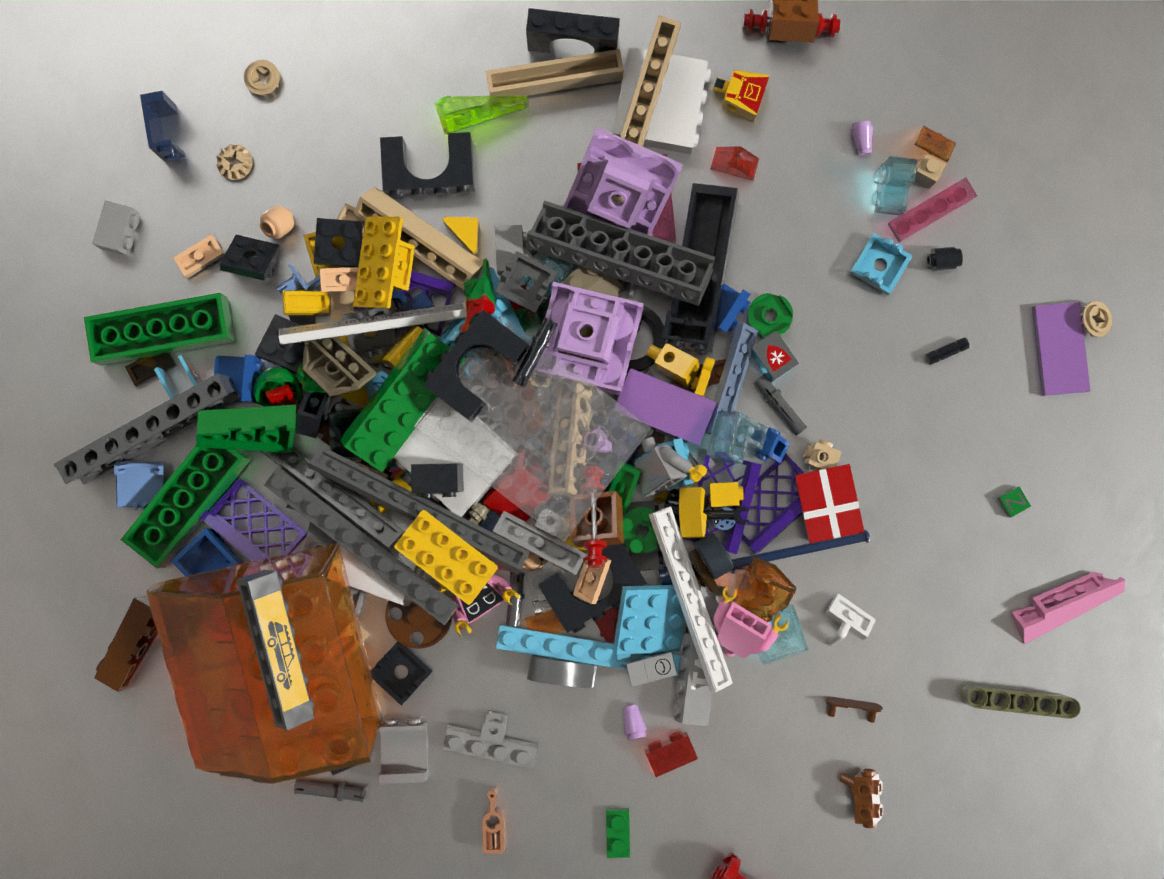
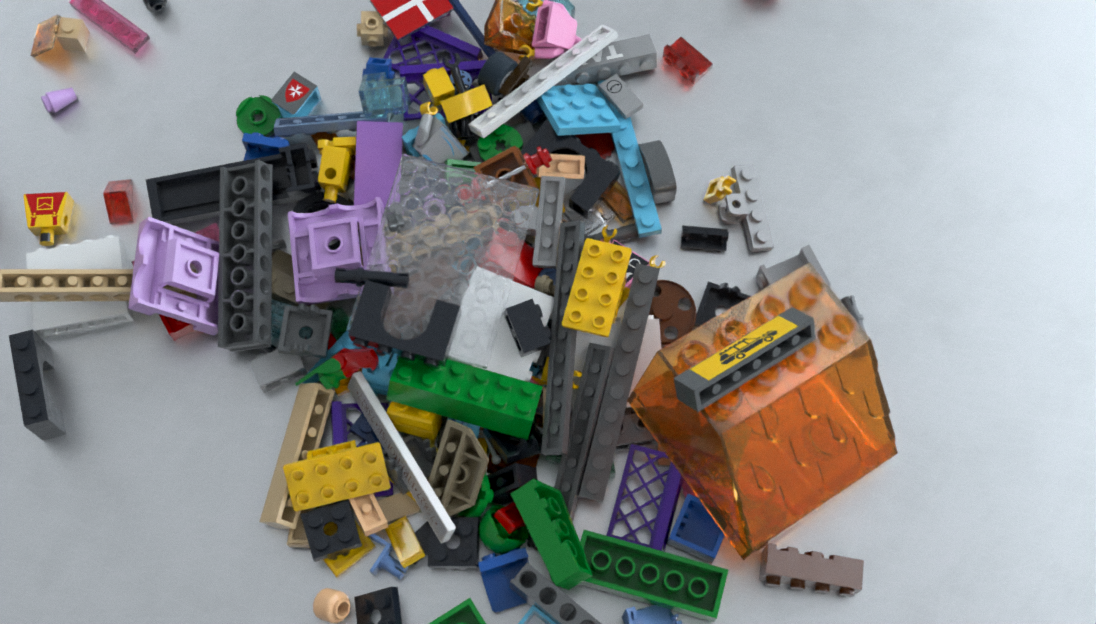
camera: 110 degrees left, 15 degrees down
(456, 177) = (243, 502): black arch -> none
(465, 230) = (275, 416): yellow slope -> none
(467, 111) = (148, 462): clear neon green wedge -> none
(479, 687) = (704, 238): none -> black hinge
(498, 828) = (826, 173): nougat piece -> none
(518, 722) = (718, 189): none -> yellow plate
(556, 74) = (85, 391): tan brick -> none
(579, 393) = (395, 221): none -> dark grey plate
(618, 833) = (775, 77): green plate -> none
(633, 723) = (675, 97): lavender cone -> none
(779, 403) = (324, 100): dark grey pin -> none
(884, 249) = (165, 35): medium azure piece -> none
(893, 184) = (97, 57): clear light blue brick -> none

